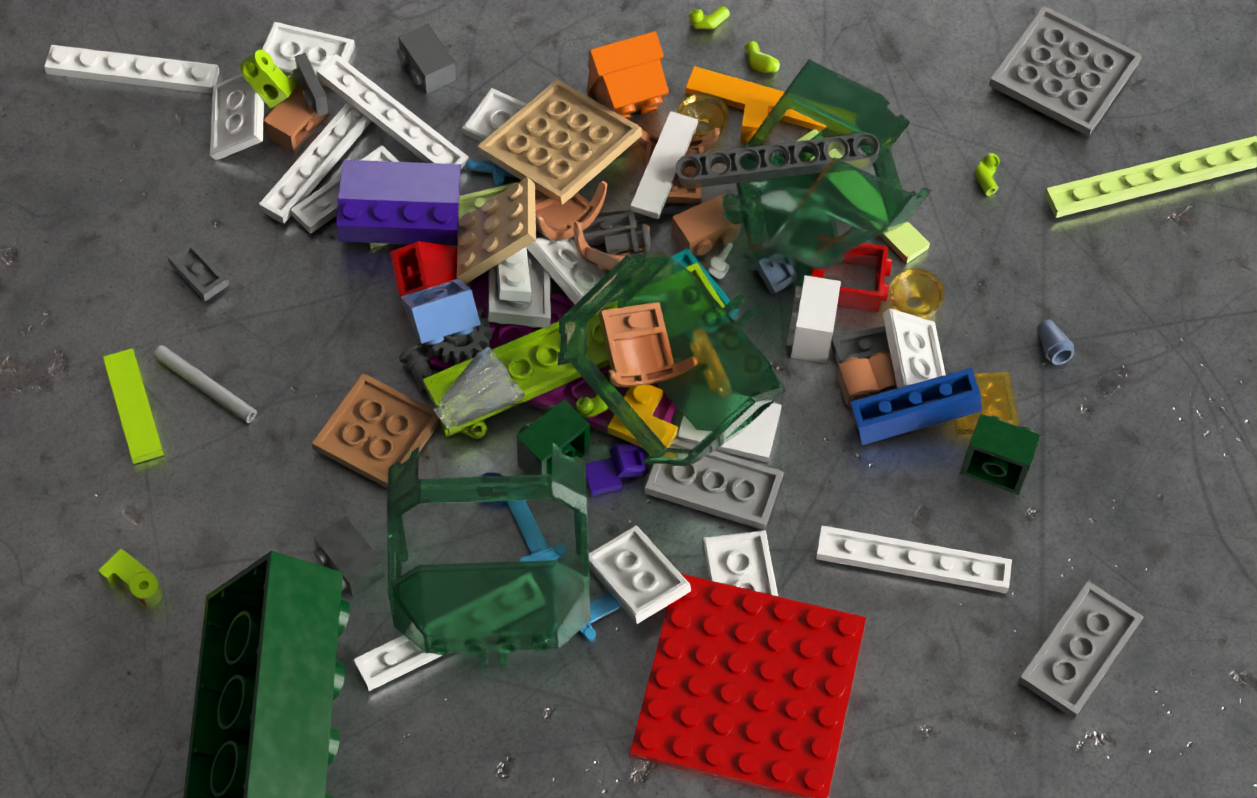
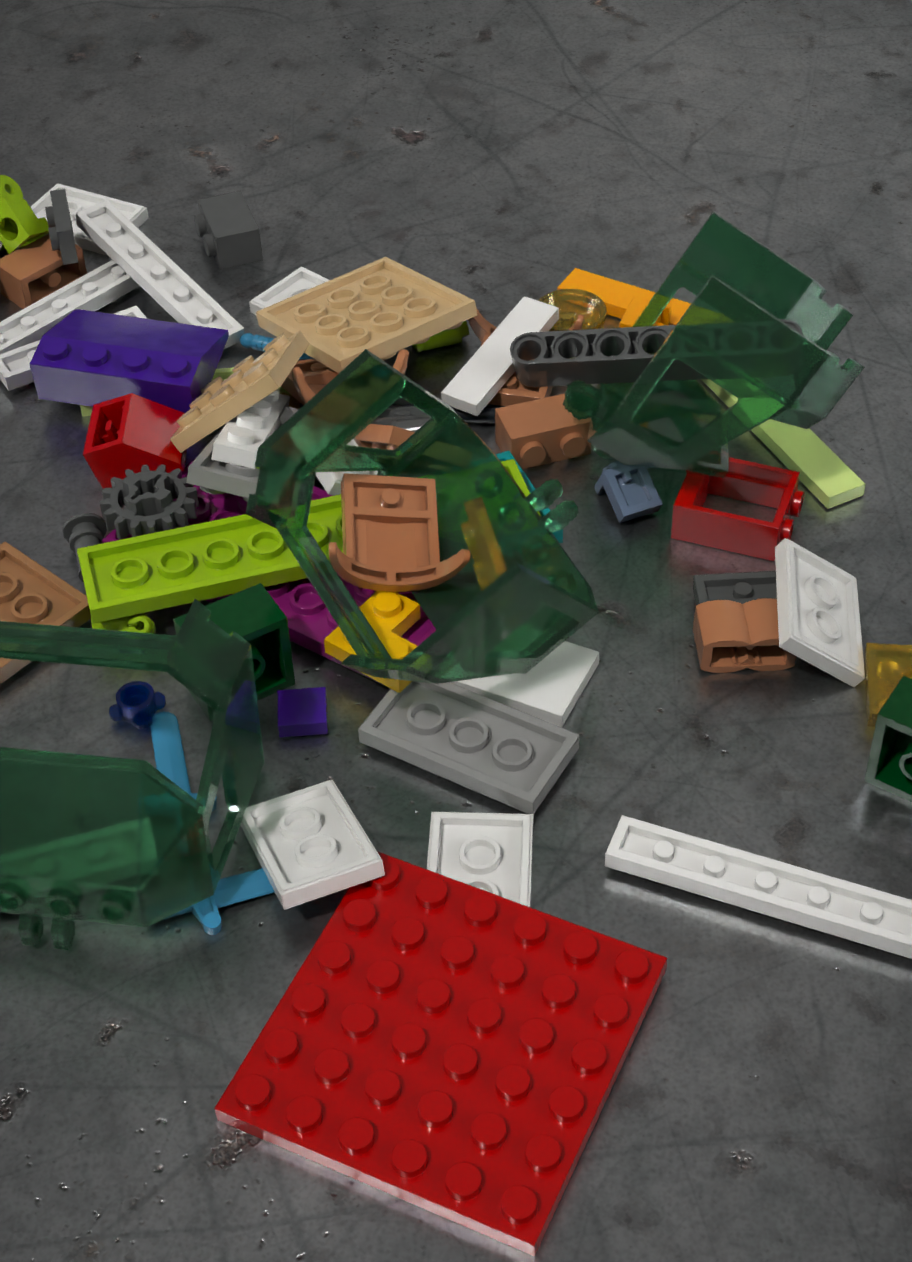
camera: 15 degrees right, 15 degrees down
(441, 311) = (122, 461): medium blue slope -> none
(478, 391) = (137, 560): clear cone -> none
(591, 407) = (308, 615): lime arm -> none
(628, 75) = (477, 248): orange piece -> none
(628, 461) = (347, 694): dark purple tile -> none
(711, 21) = (607, 229): lime arm -> none
(718, 266) = (547, 473): white hand -> none
(760, 61) = (660, 266): lime arm -> none
(813, 319) = (669, 544): white brick -> none
(916, 406) = (805, 667): blue brick -> none
(919, 284) = (837, 529): clear yellow piece -> none

